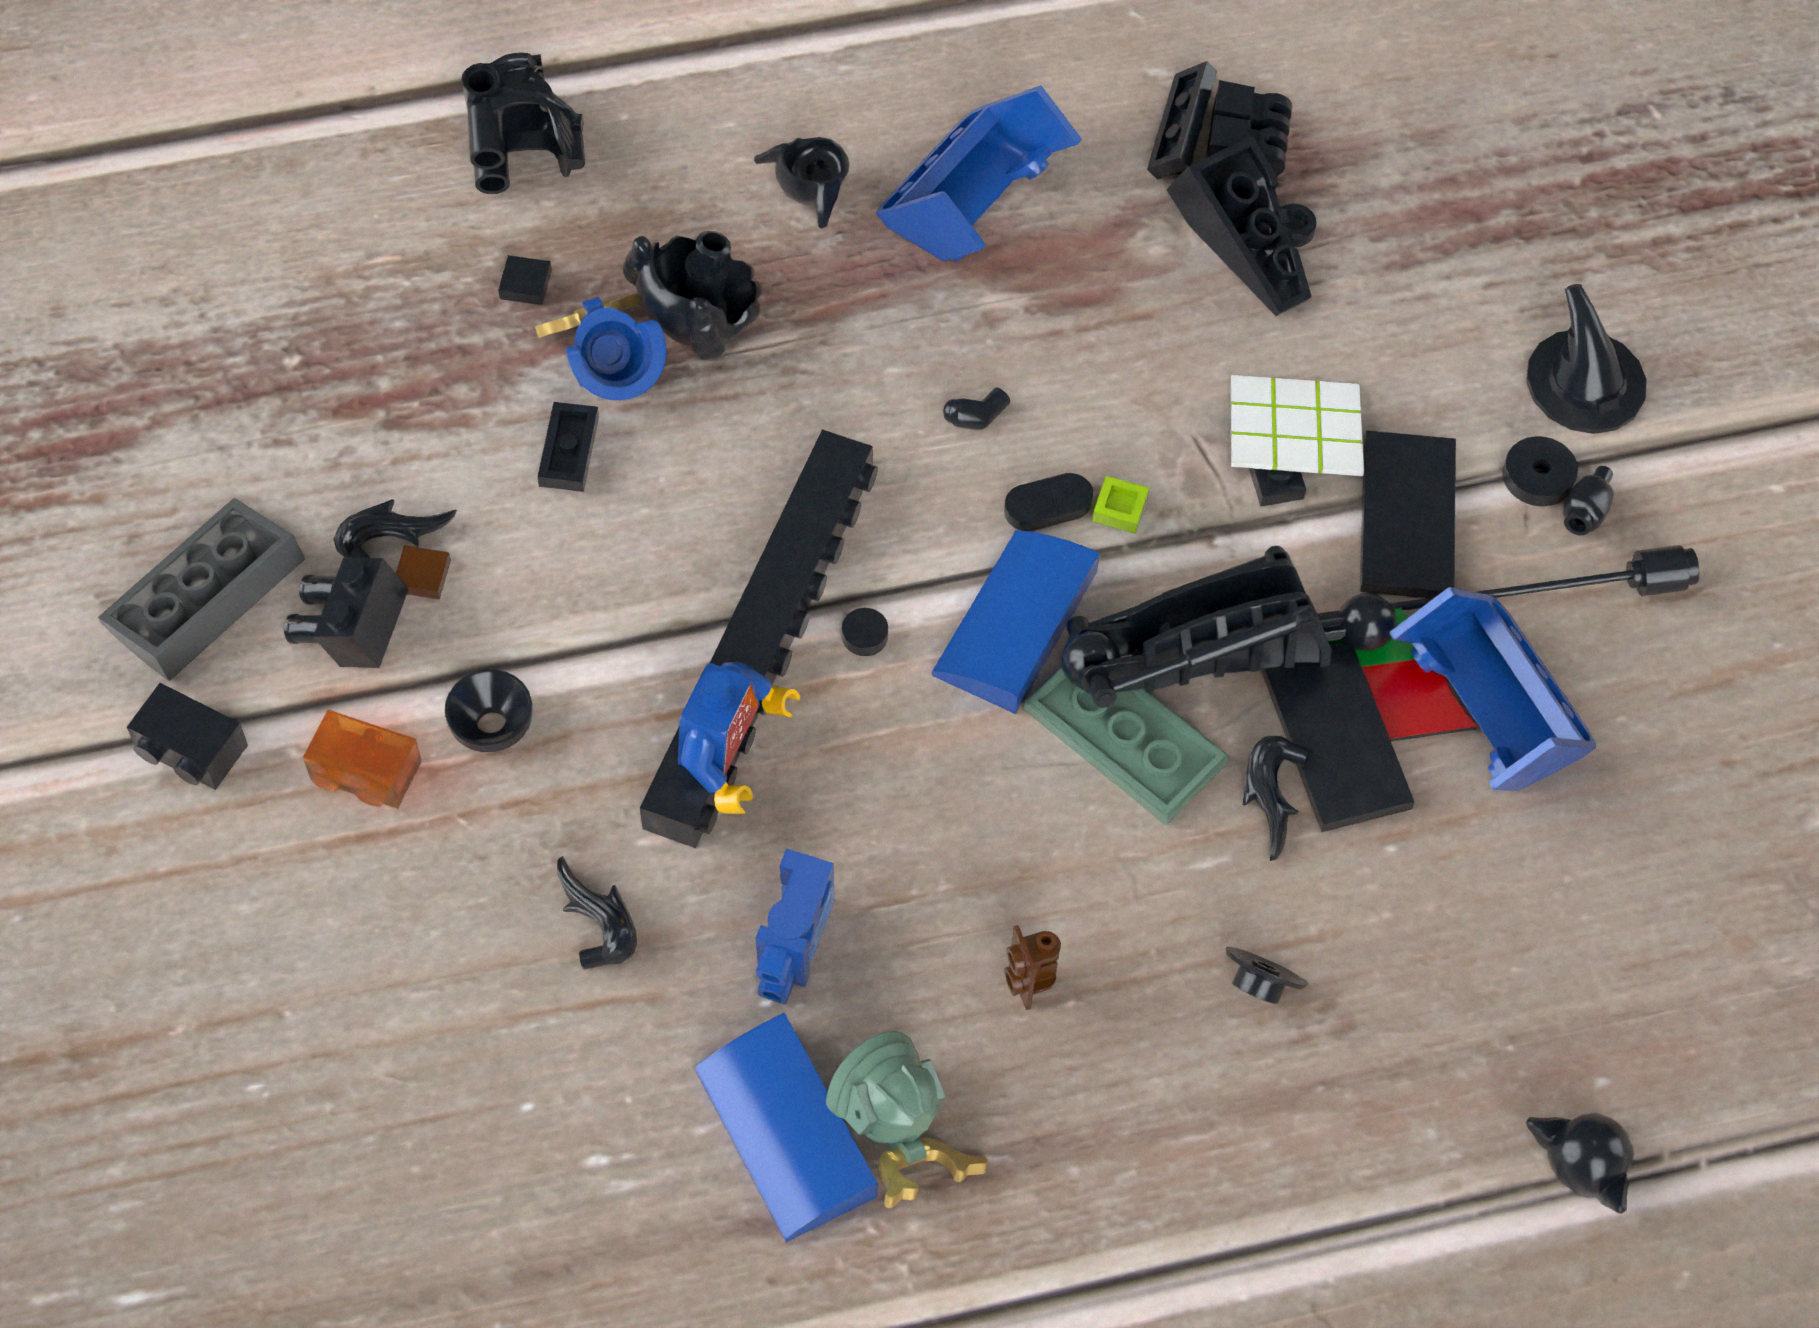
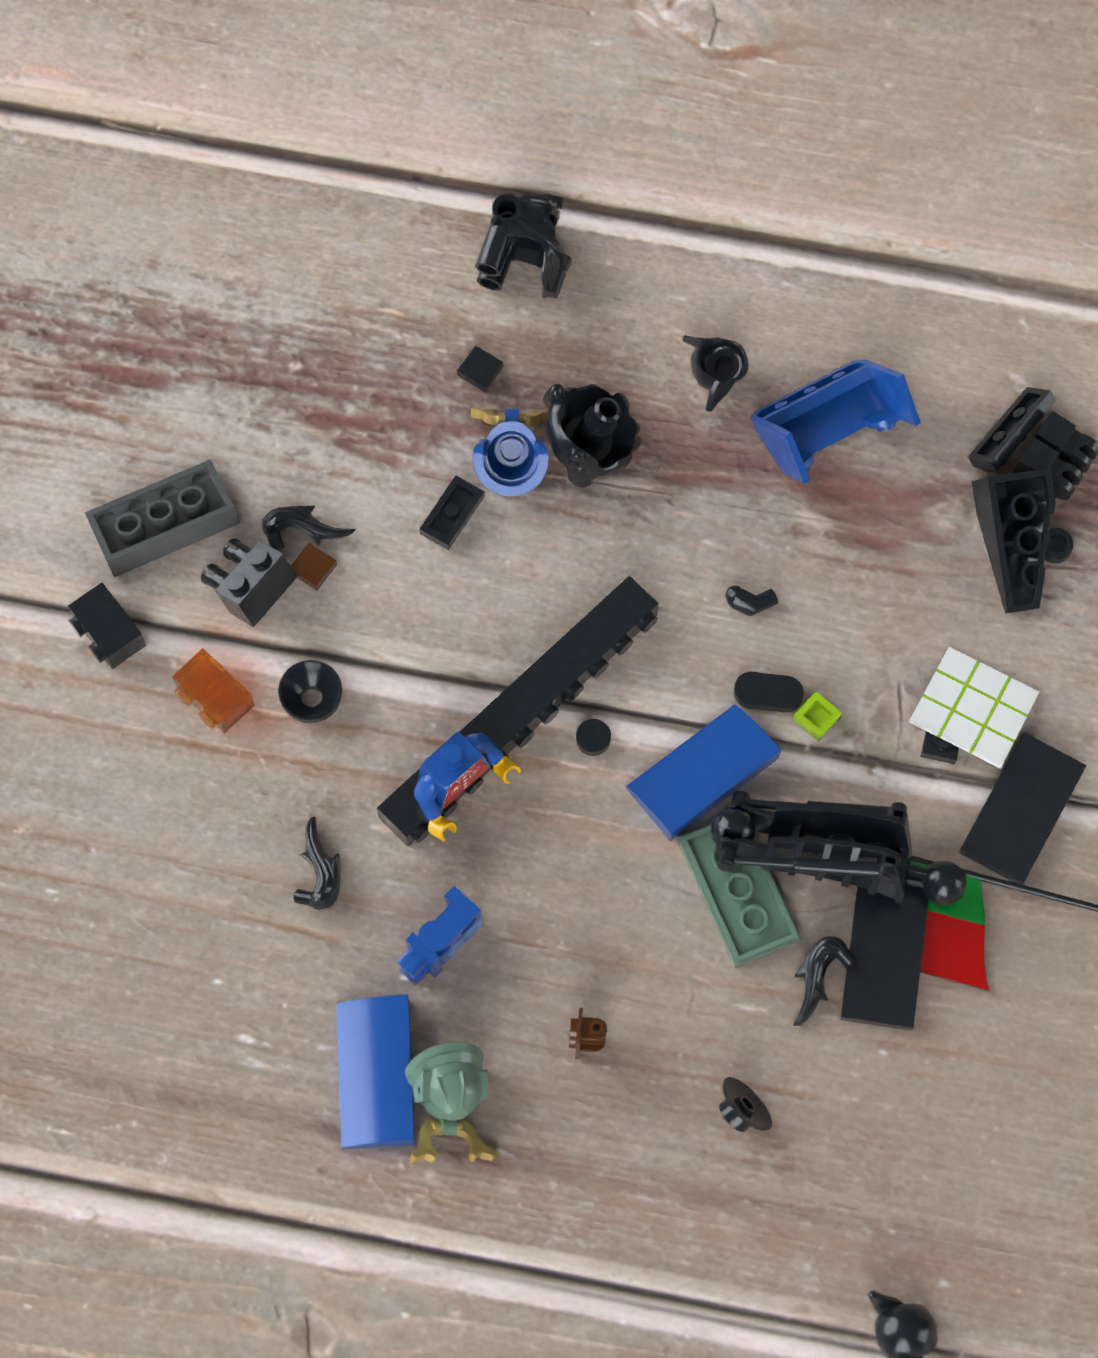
camera: 25 degrees right, 10 degrees up
(1500, 683) = (1021, 972): blue windscreen -> none

